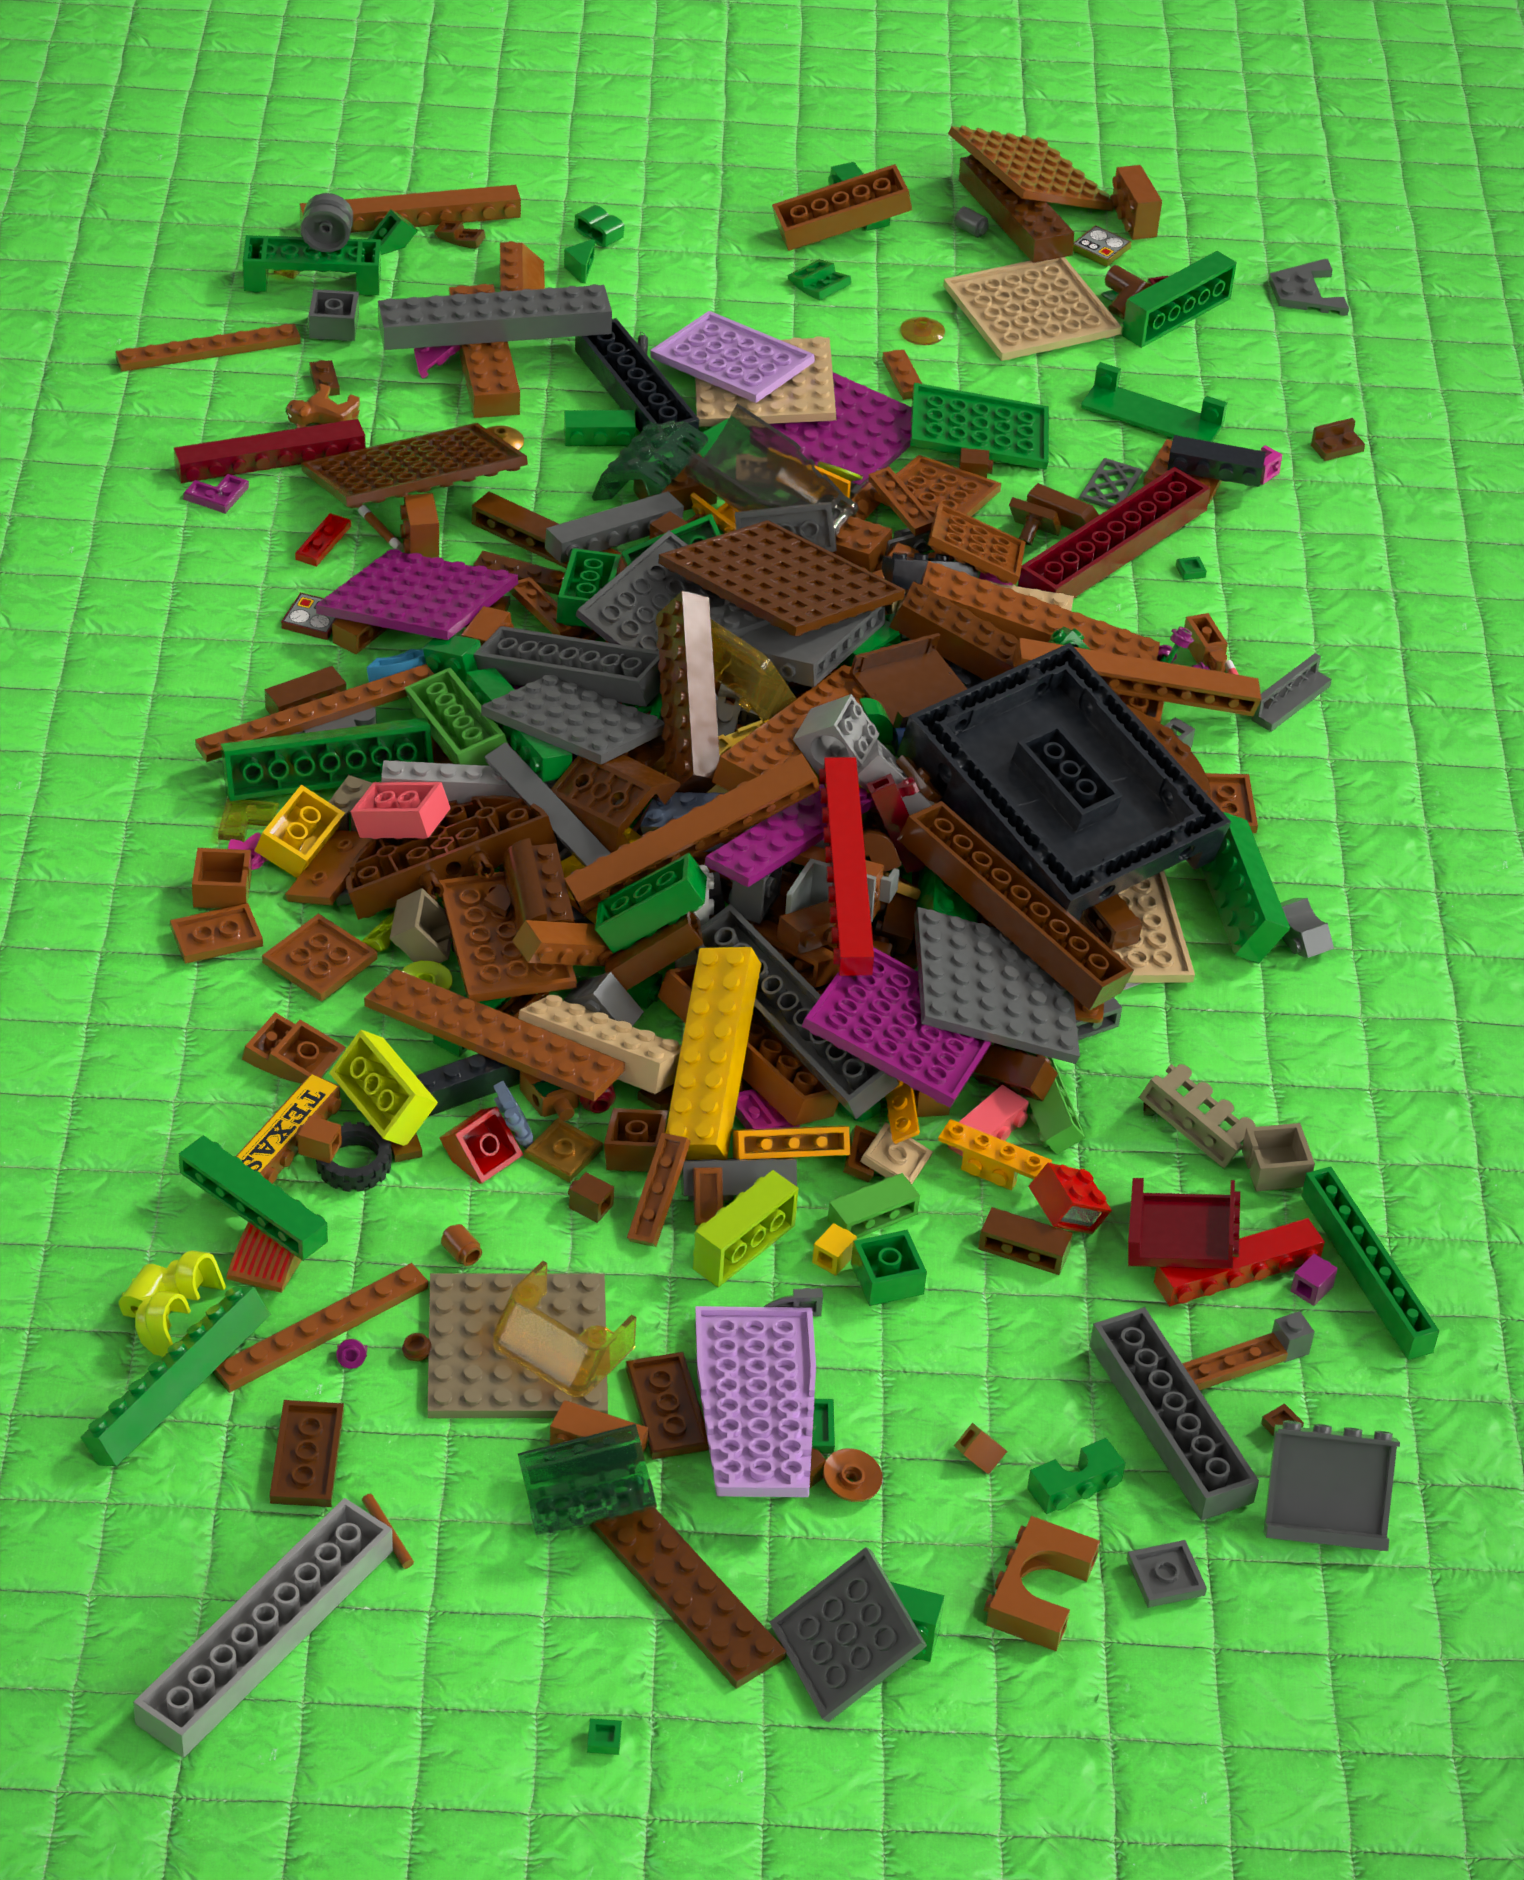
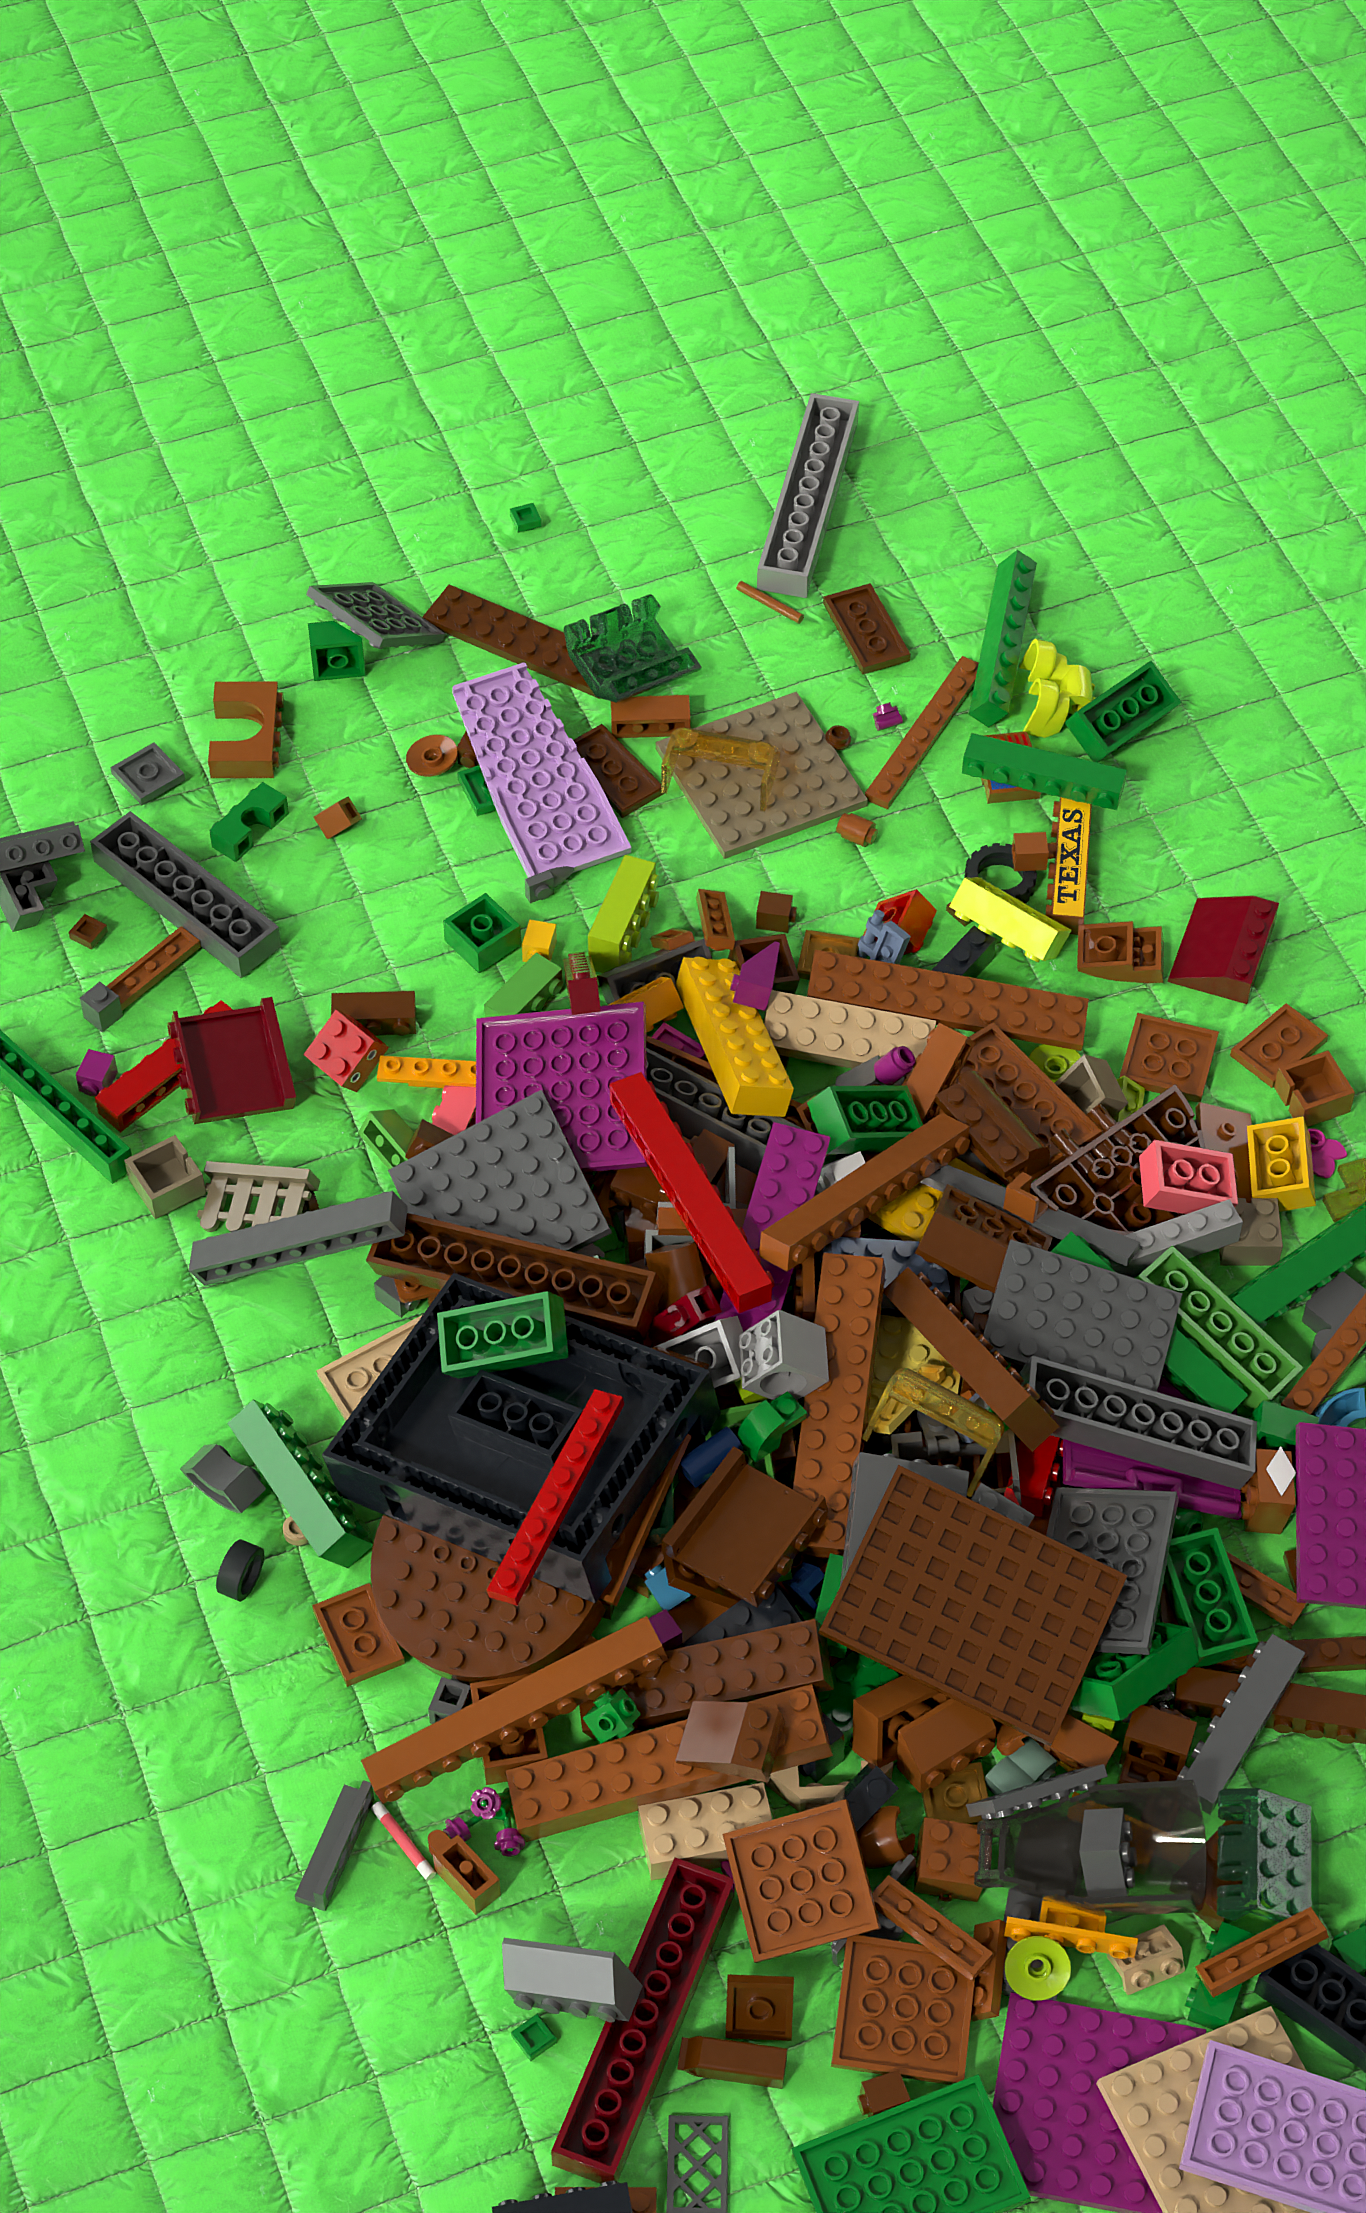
camera: 160 degrees right, 10 degrees up
(121, 1243) = (1123, 712): none -> green brick
(194, 1023) = (1224, 945): none -> dark red slope
(479, 624) = (1281, 1471): none -> white sticker
(560, 807) = (1021, 1202): none -> dark orange panel
(590, 962) = (894, 1065): none -> magenta brick
(664, 1079) = (756, 978): none -> magenta slope
(706, 421) = (1261, 1952): none -> dark orange plate
(767, 471) = (1107, 1853): none -> dark grey brick
(840, 1101) = (581, 984): none -> dark red brick
(995, 580) = (732, 1738): none -> reddish brown slope
(1057, 814) = (502, 1335): none -> green brick
(1066, 689) = (555, 1497): none -> red plate
(1159, 553) = (569, 1980): none -> slope
(1184, 1022) = (298, 1238): none -> dark grey brick
(1308, 855) = (240, 1570): none -> black tyre

